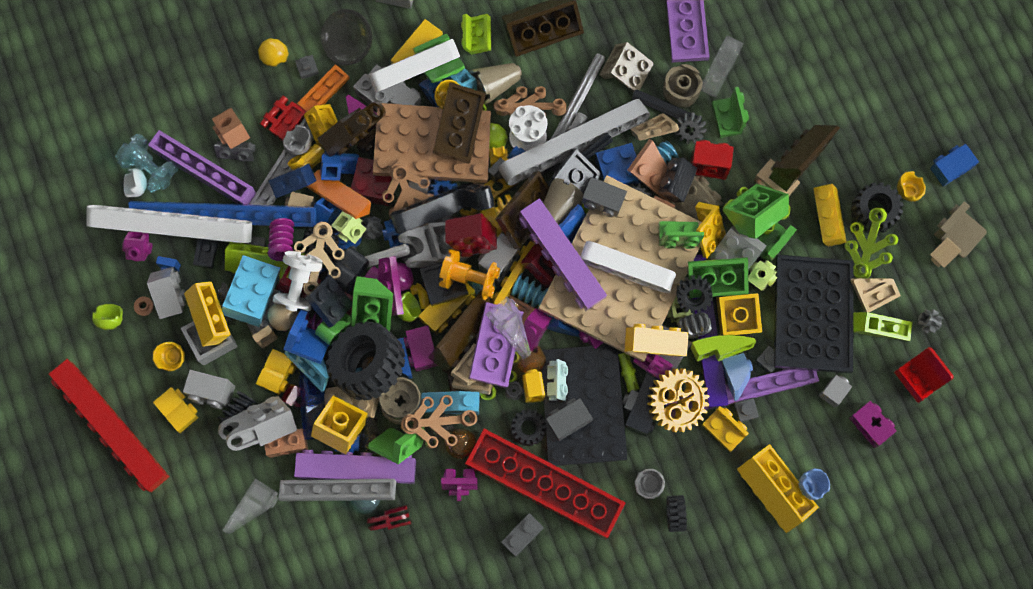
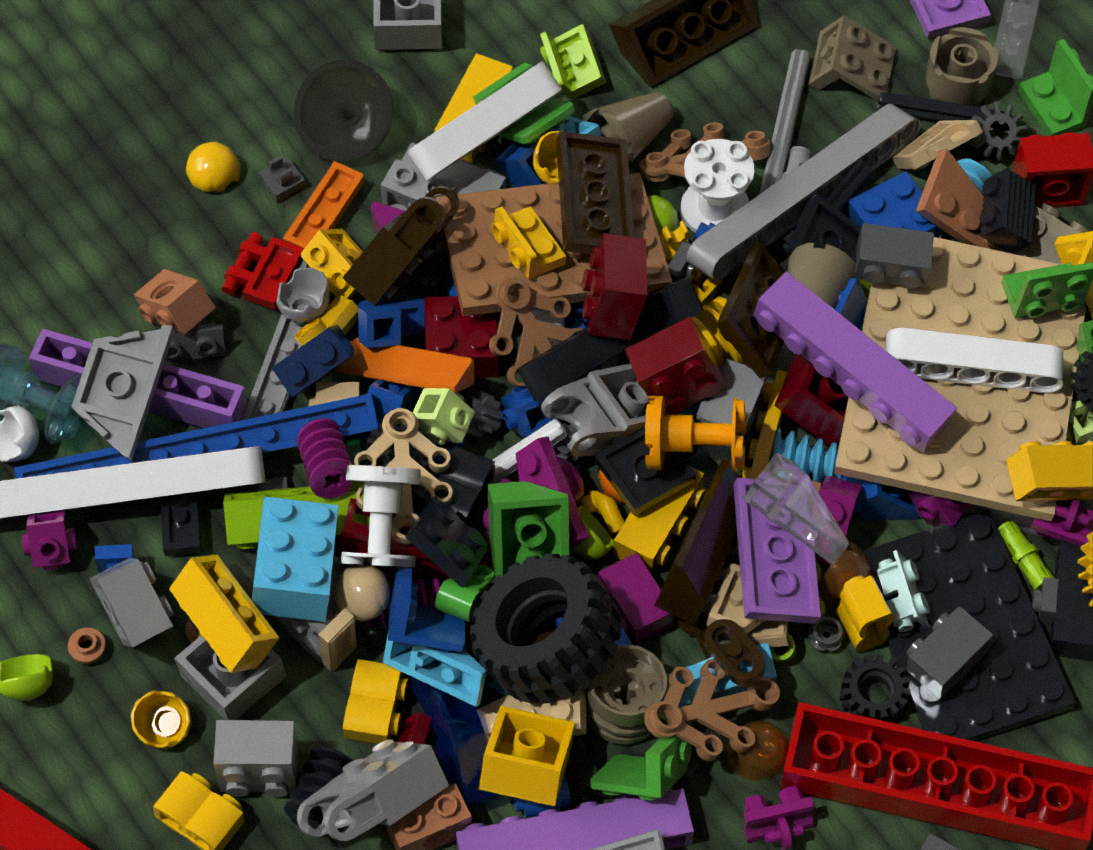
camera: 15 degrees left, 15 degrees down
(188, 173) = (121, 385): none -> light grey wing
(416, 142) = (527, 242): none -> yellow bracket
(450, 182) = (615, 286): none -> dark red brick
(459, 396) = (737, 654): none -> dark brown plate

